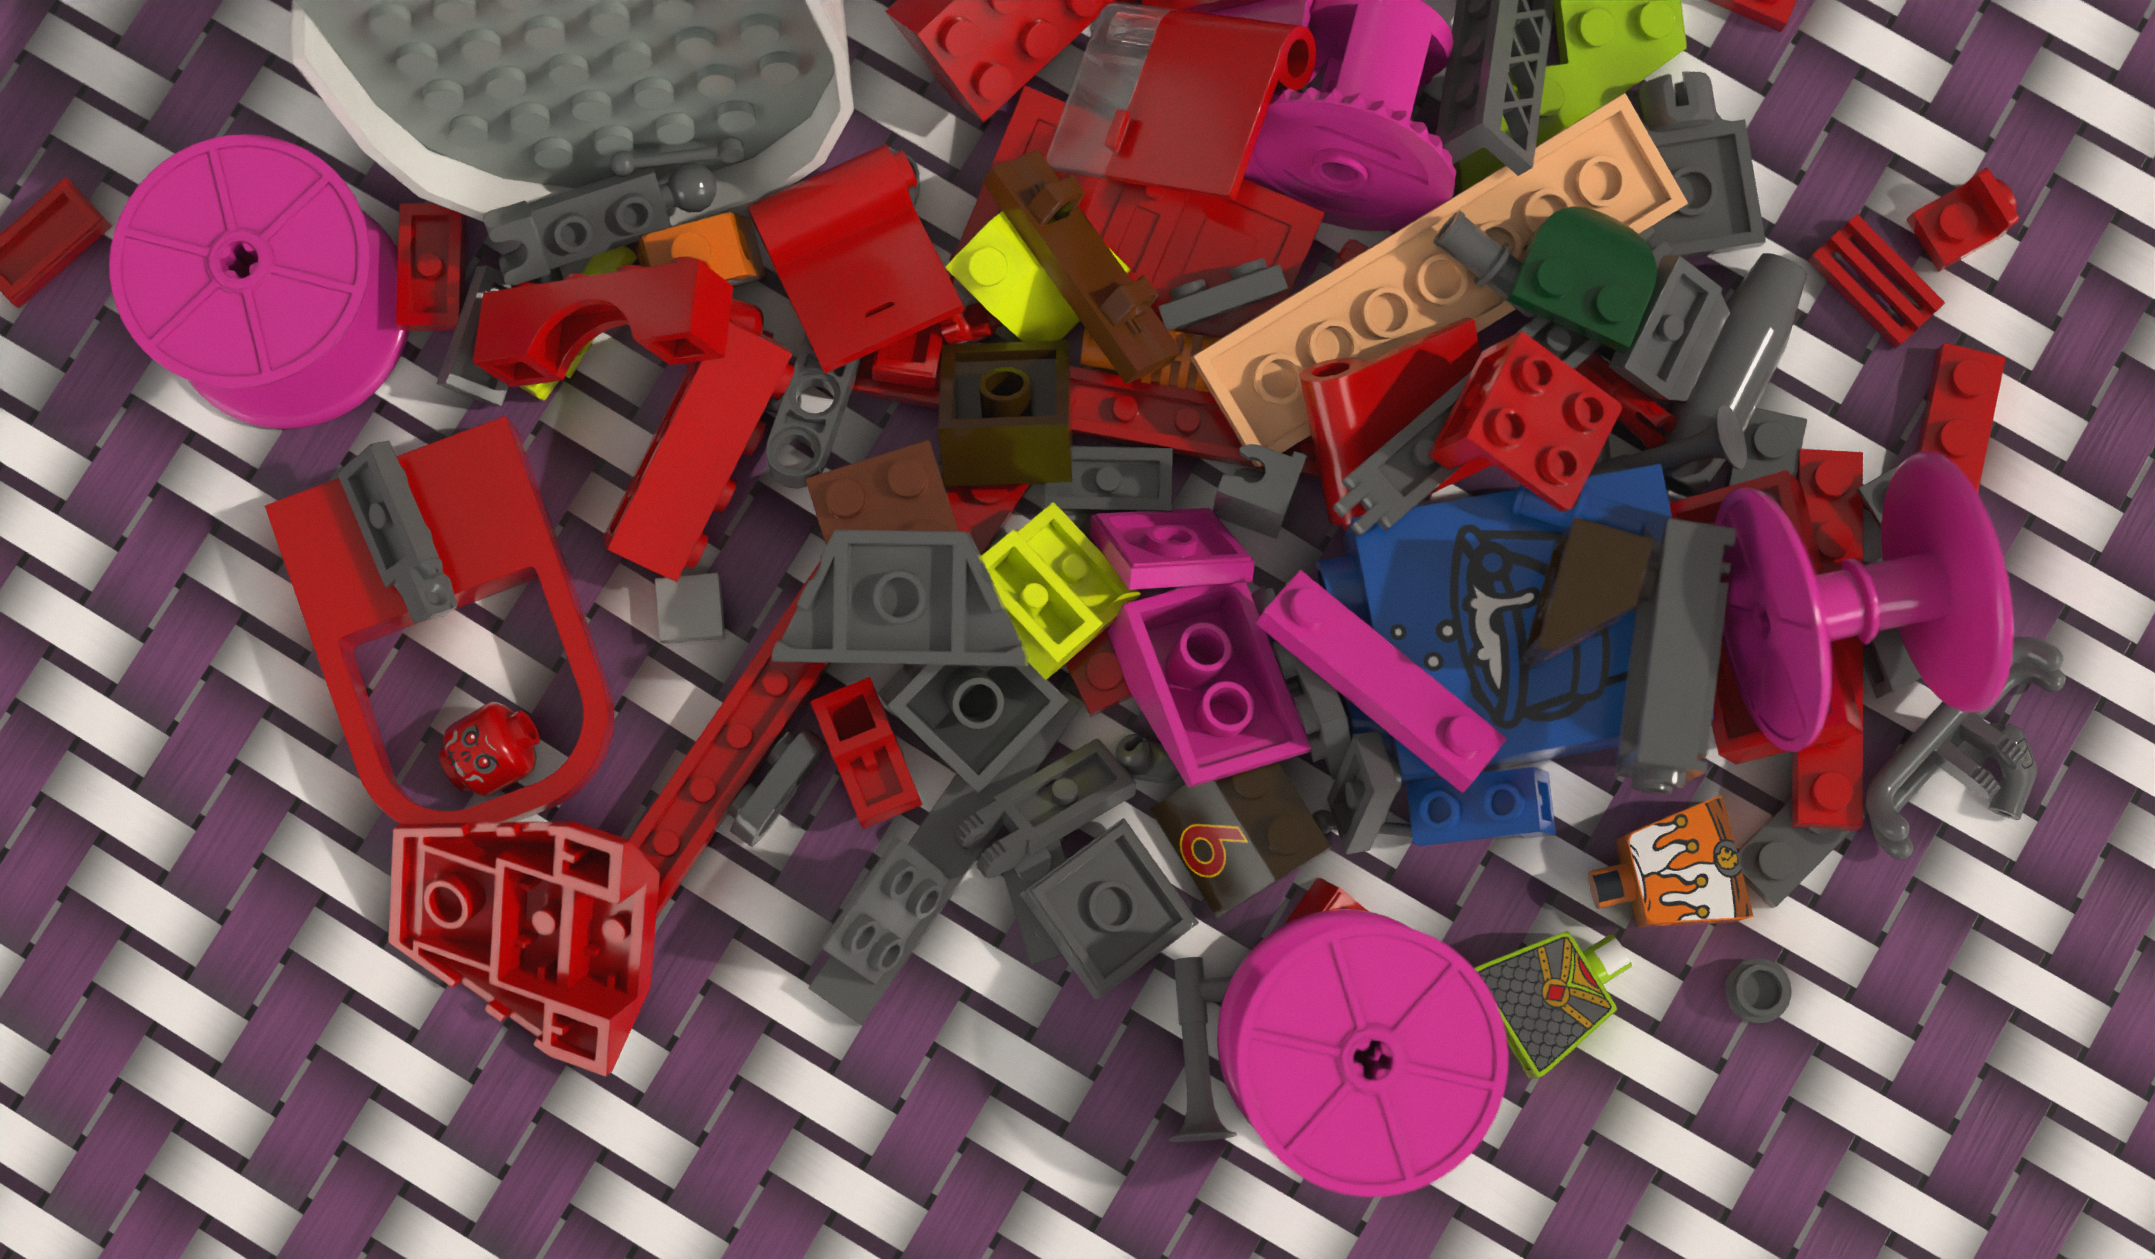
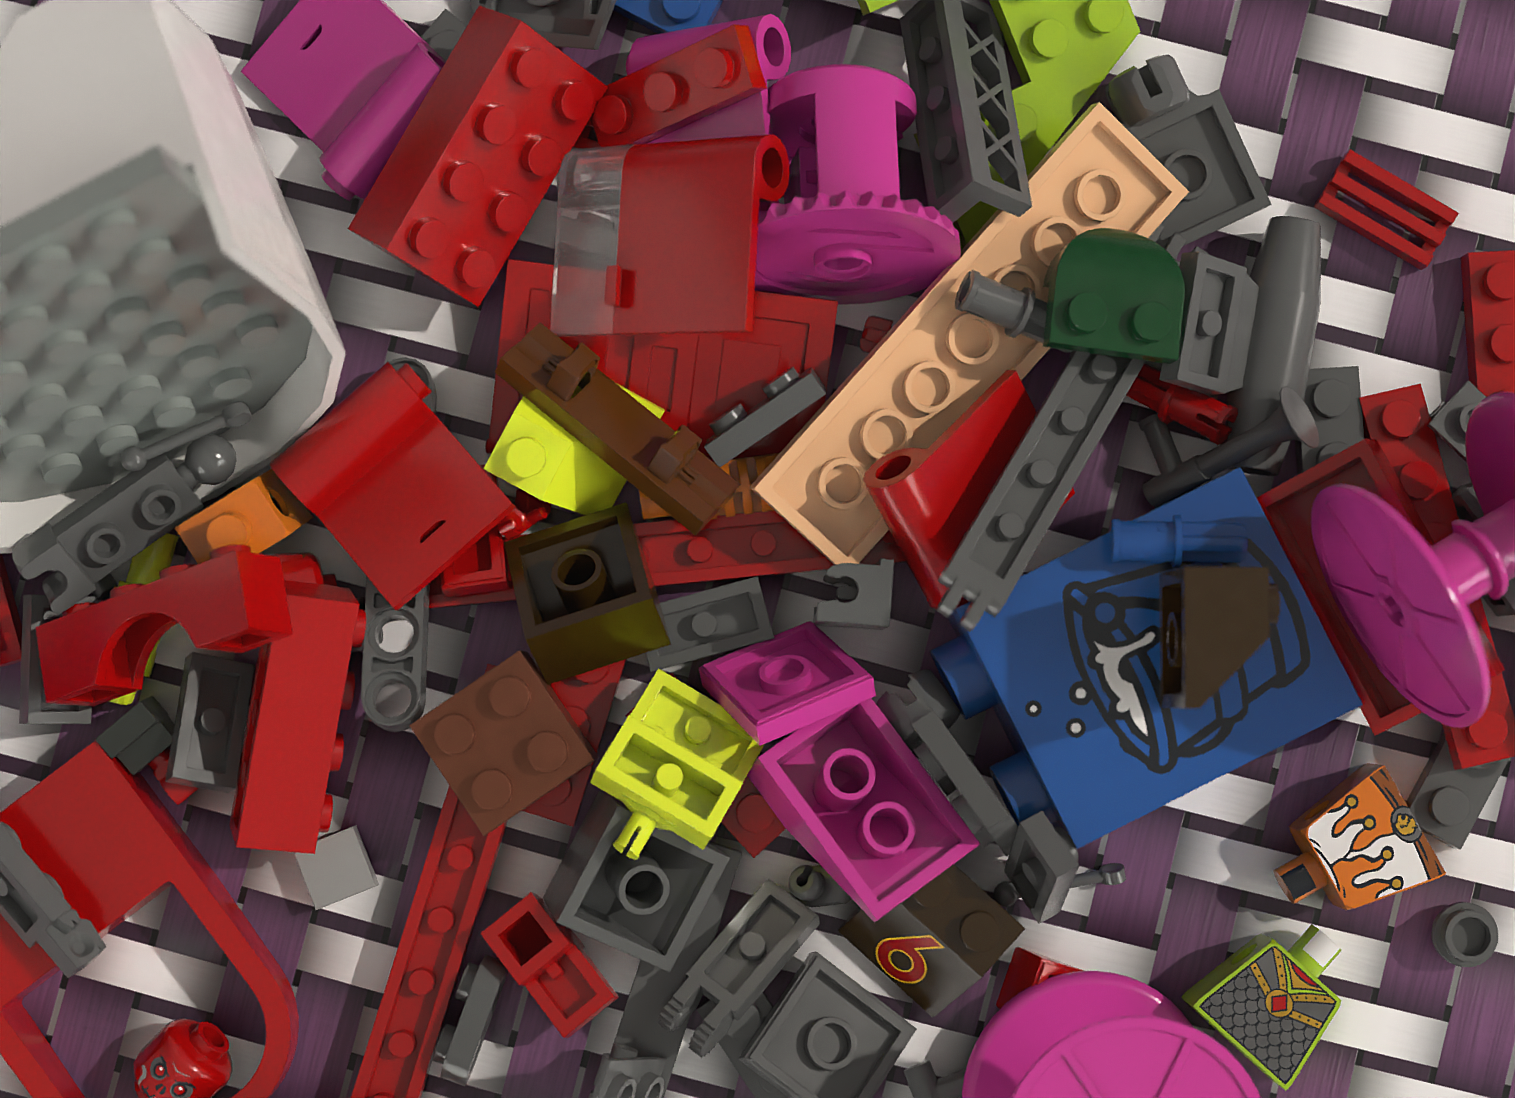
camera: 20 degrees left, 5 degrees up
(547, 435) = (144, 739): none -> pearl dark grey piece
(615, 434) = (210, 723): none -> dark grey plate
(901, 603) = (542, 827): dark grey wing -> none
(1381, 681) = (1033, 767): dark pink plate -> none
(1491, 807) = (1159, 842): blue bracket -> none
(1529, 420) = (1103, 468): red bracket -> none
(1675, 660) = (1318, 673): dark grey door -> none
(1965, 219) = (1455, 124): red bracket -> none

